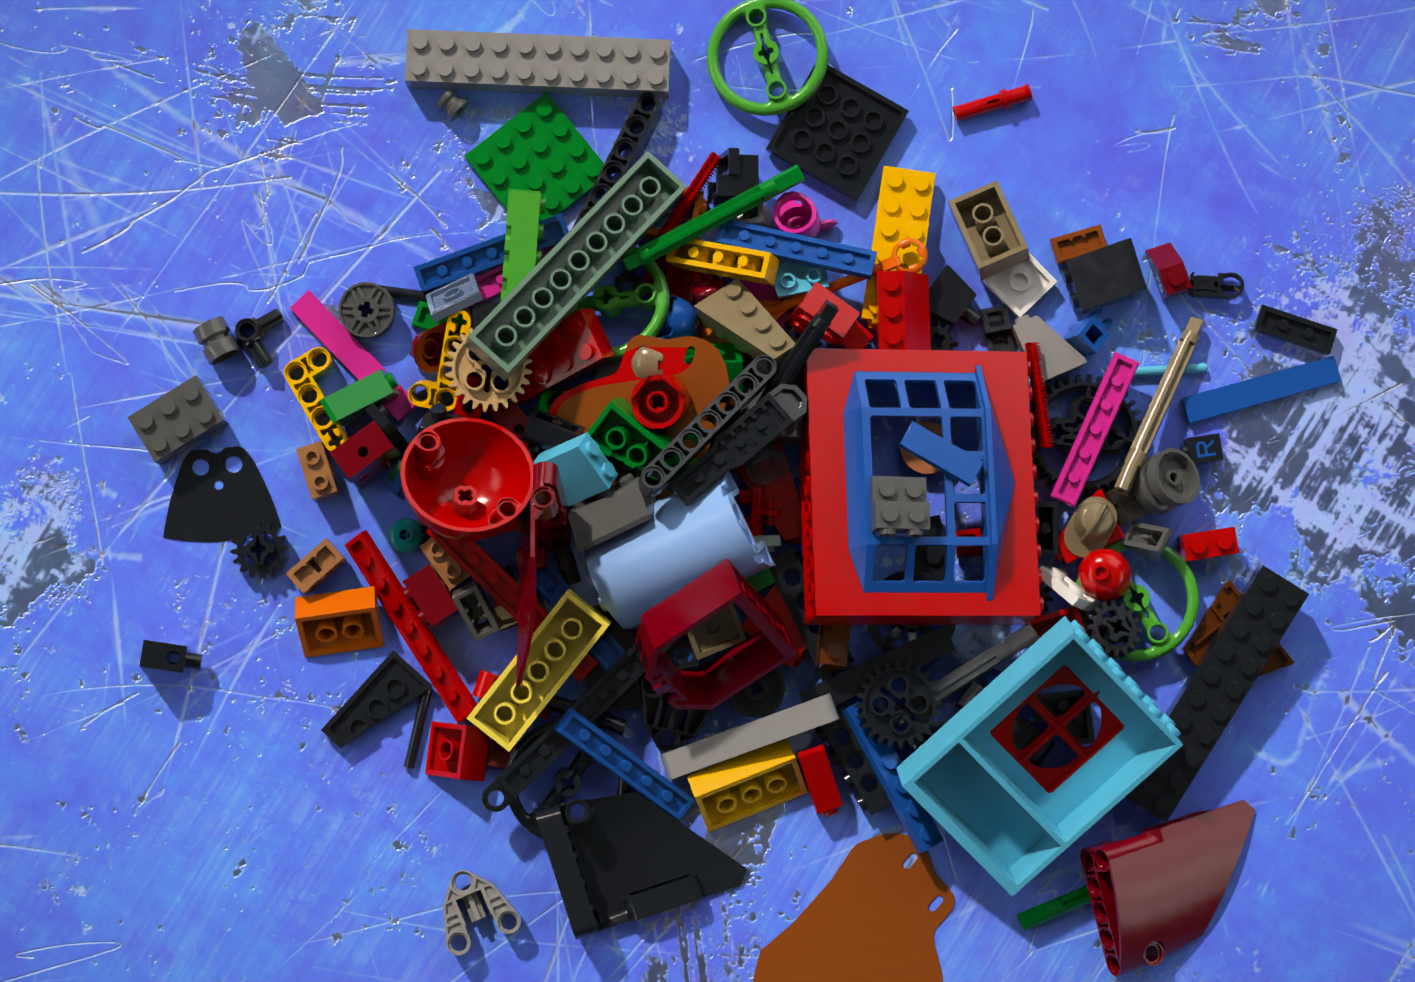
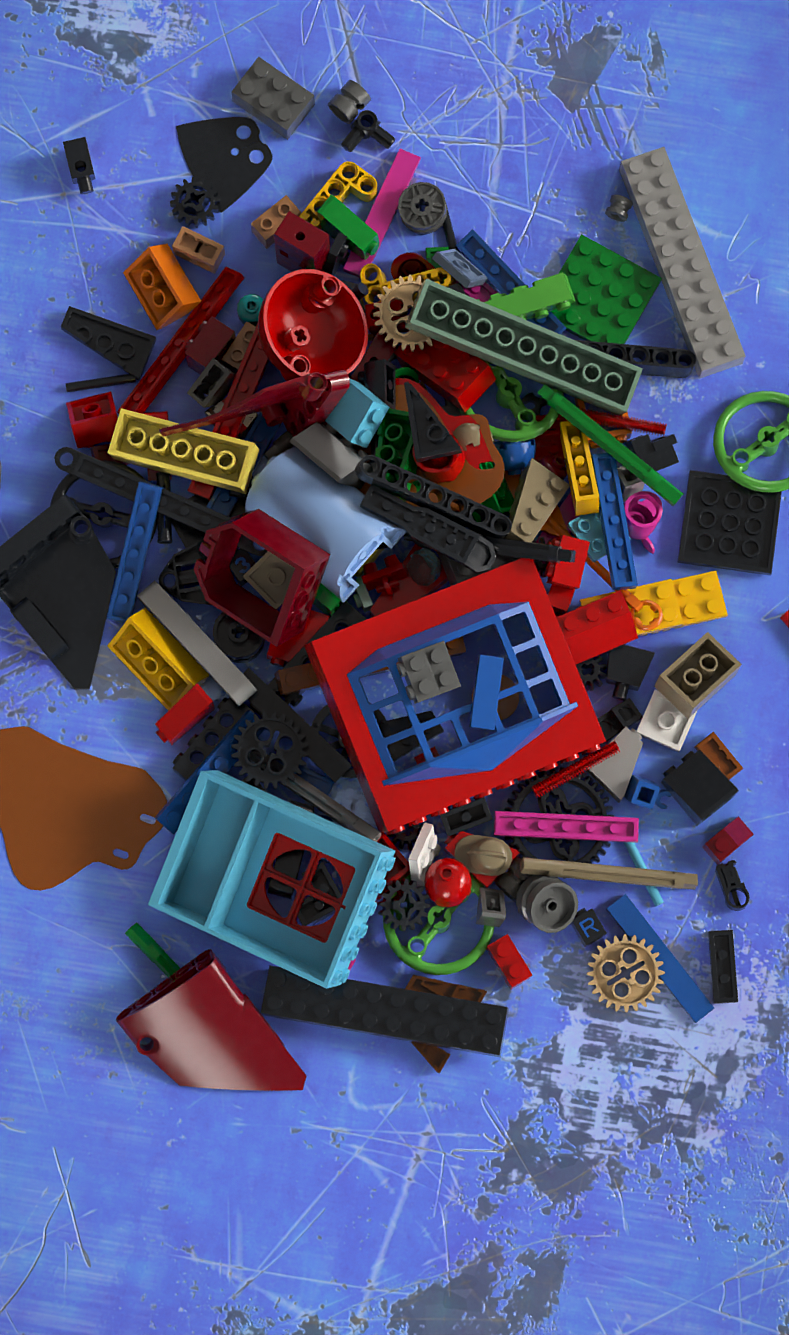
camera: 70 degrees right, 5 degrees down
(637, 402) = (429, 435): none -> black wing
(1288, 427) = (637, 992): none -> tan gear

